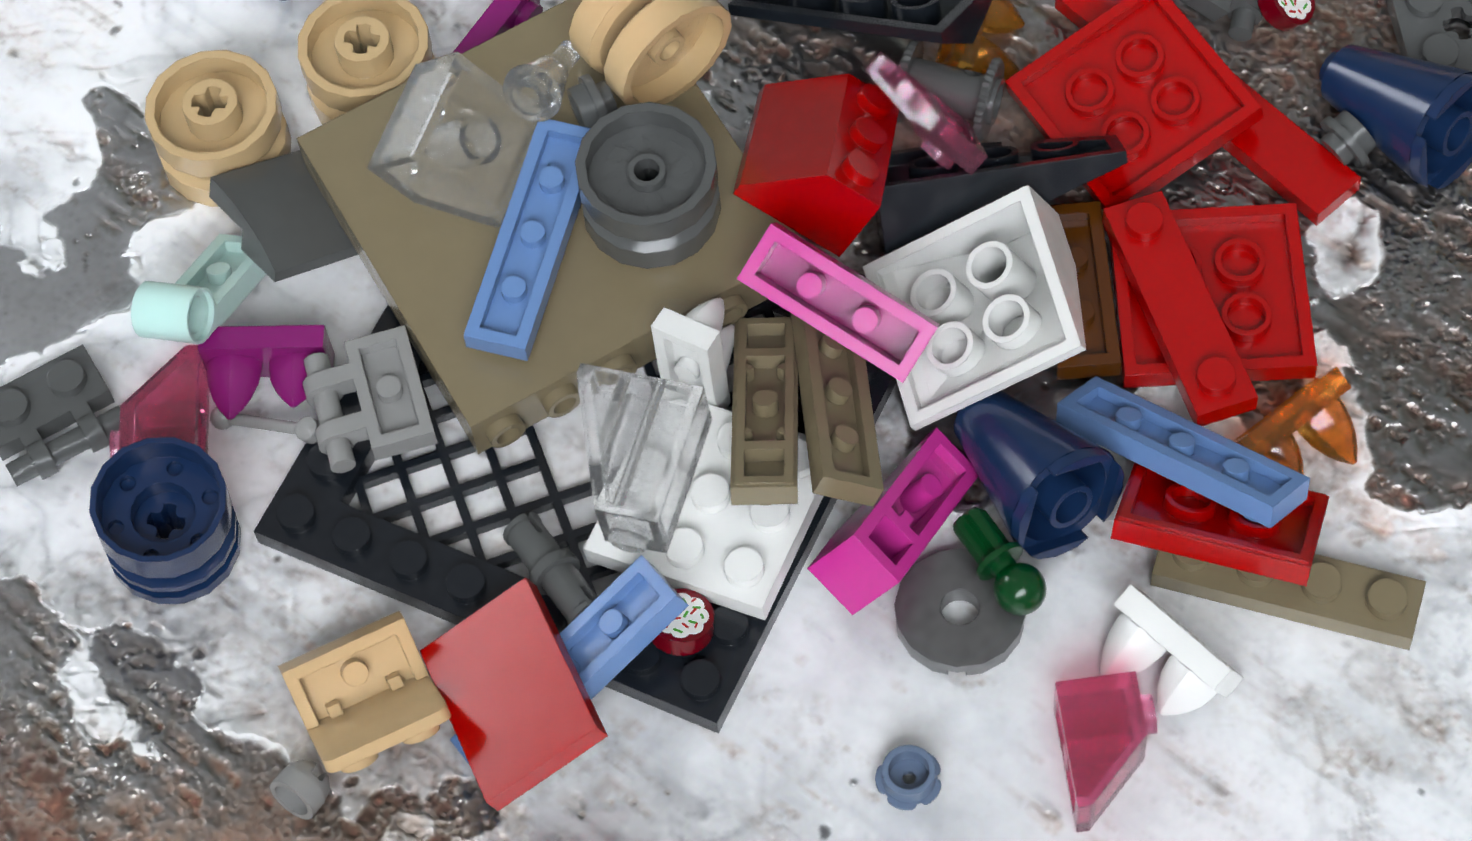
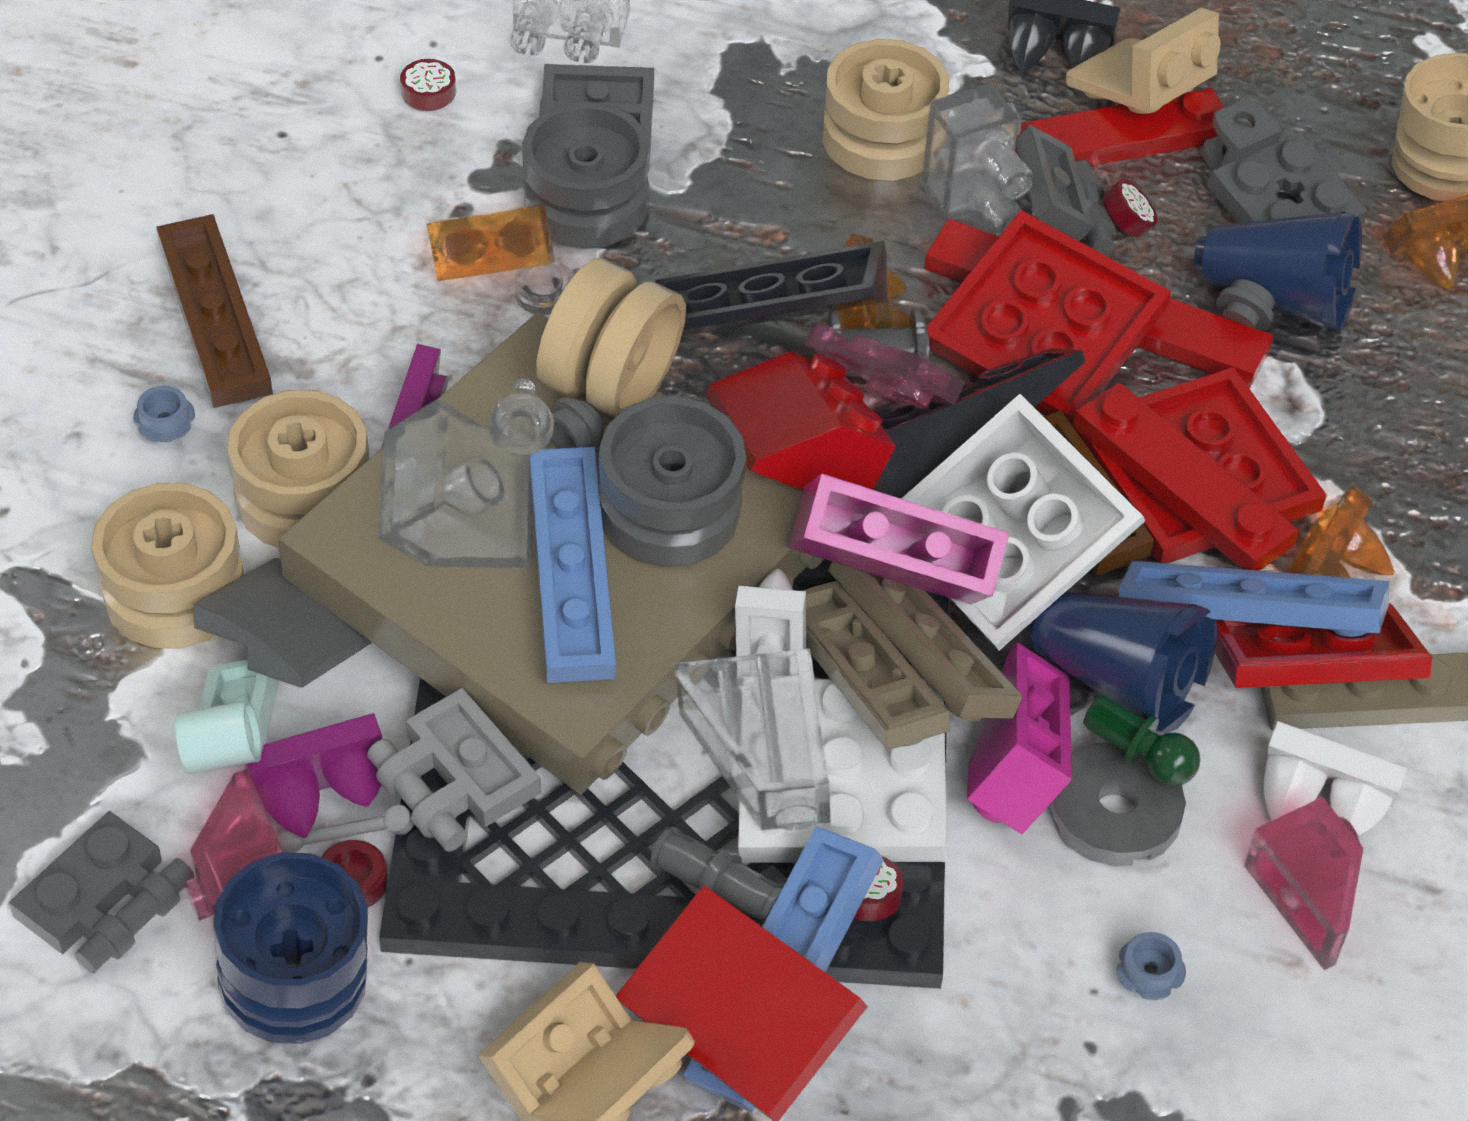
camera: 30 degrees left, 10 degrees down
(259, 465) = (364, 864): none -> dark red tile

